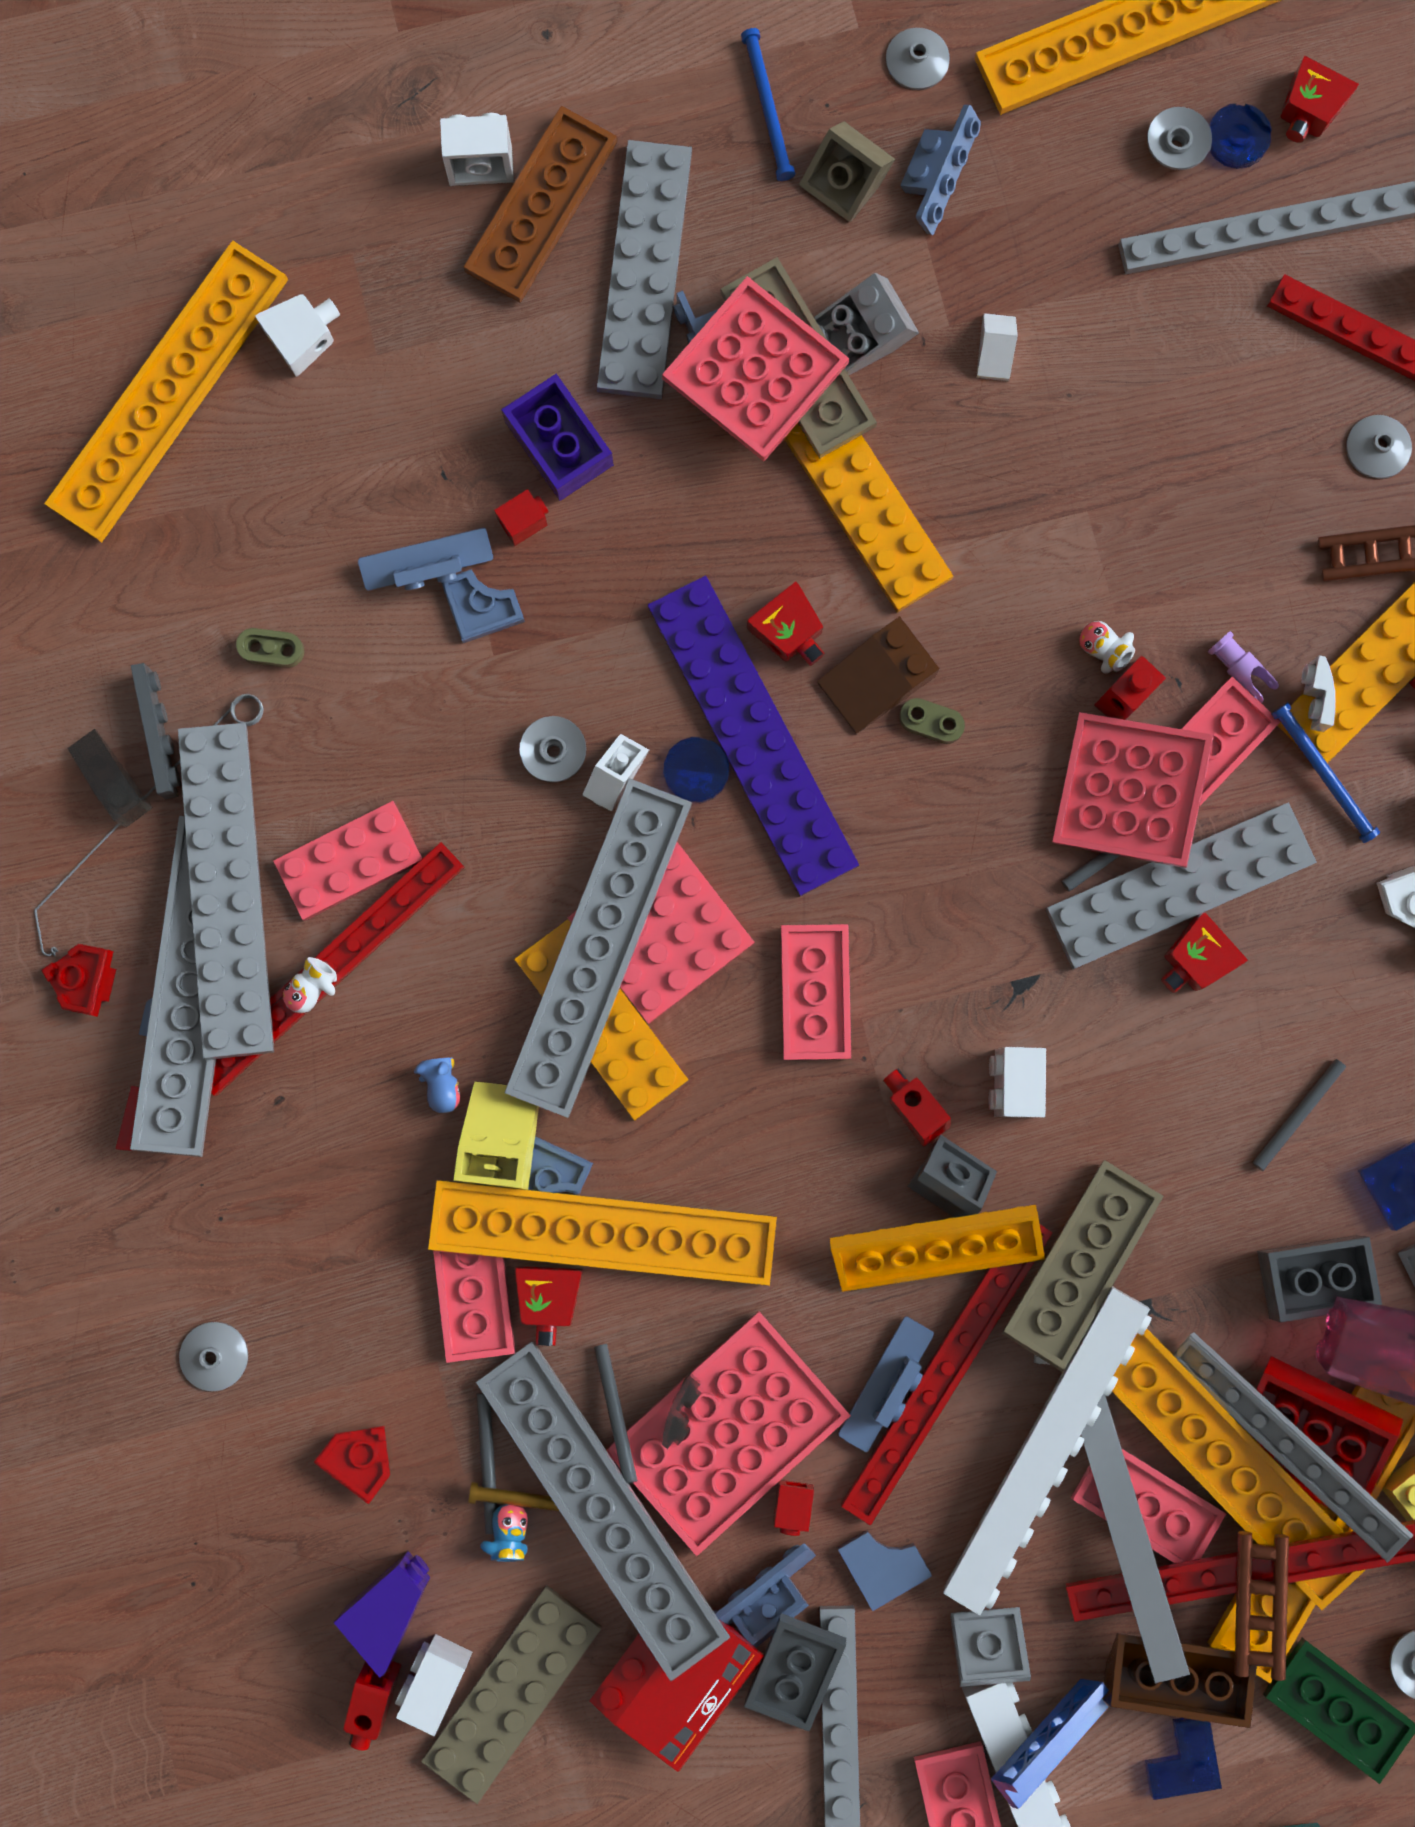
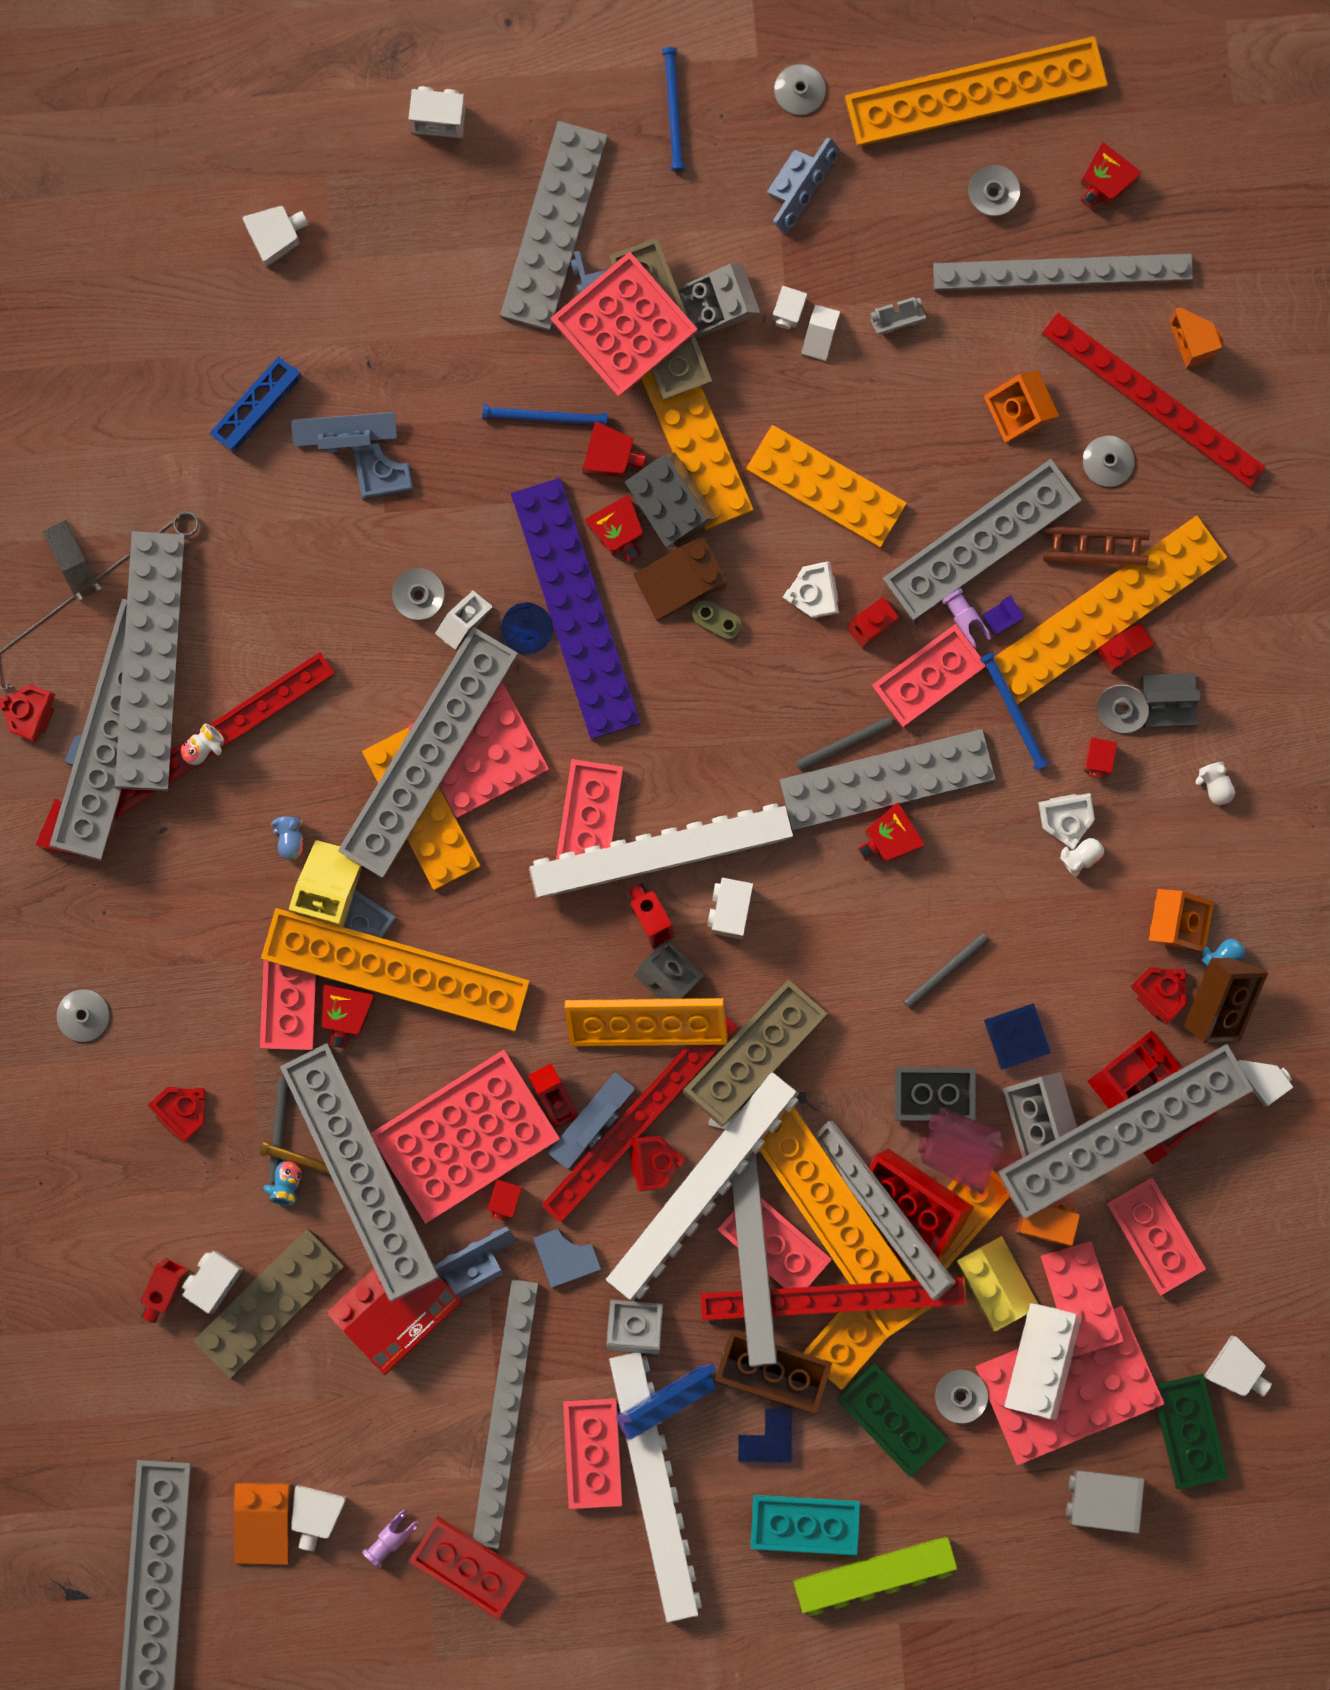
camera: 10 degrees right, 0 degrees up
(158, 743) = (115, 540): dark grey plate -> none
(166, 391) = (163, 263): light orange plate -> none
(271, 647) = (213, 477): olive plate -> none
(317, 551) = (261, 409): none -> blue fence
(348, 860) = (246, 654): coral plate -> none
(383, 1611) = (186, 1221): dark purple slope -> none
(522, 516) = (424, 408): red brick -> none
(540, 204) = (480, 161): dark orange plate -> none
(558, 437) = (462, 351): dark purple brick -> none
(615, 1413) = (381, 1105): dark grey bar -> none
(674, 503) = (547, 416): none -> blue bar
(677, 1420) = (425, 1119): clear smoke slope -> none
(764, 534) = (610, 453): none -> red torso
(795, 1672) = (484, 1320): dark grey plate -> none
(832, 1360) = (553, 1095): none -> red slope
(846, 170) = (726, 173): dark tan slope -> none
(849, 579) = (670, 499): none -> dark grey brick
(914, 1026) = (660, 852): none -> white brick
(953, 320) = (789, 307): none -> white brick
(975, 1426) = (654, 1162): none -> red plate
(1038, 533) = (826, 486): none -> light orange plate
(1047, 664) = (814, 591): none -> white plate
(1077, 315) = (908, 314): none -> light grey hinge
(1104, 644) = (859, 581): animal -> none
(1133, 789) = (860, 699): coral plate -> none
(1239, 135) = (1044, 194): clear blue tile -> none
(1243, 567) = (981, 540): none -> light grey plate
(1261, 394) = (1021, 405): none -> orange slope
(1278, 1589) = (825, 1331): copper bar -> none
(1289, 657) = (1003, 616): none -> dark purple panel
(1320, 684) = (1018, 638): white slope -> none

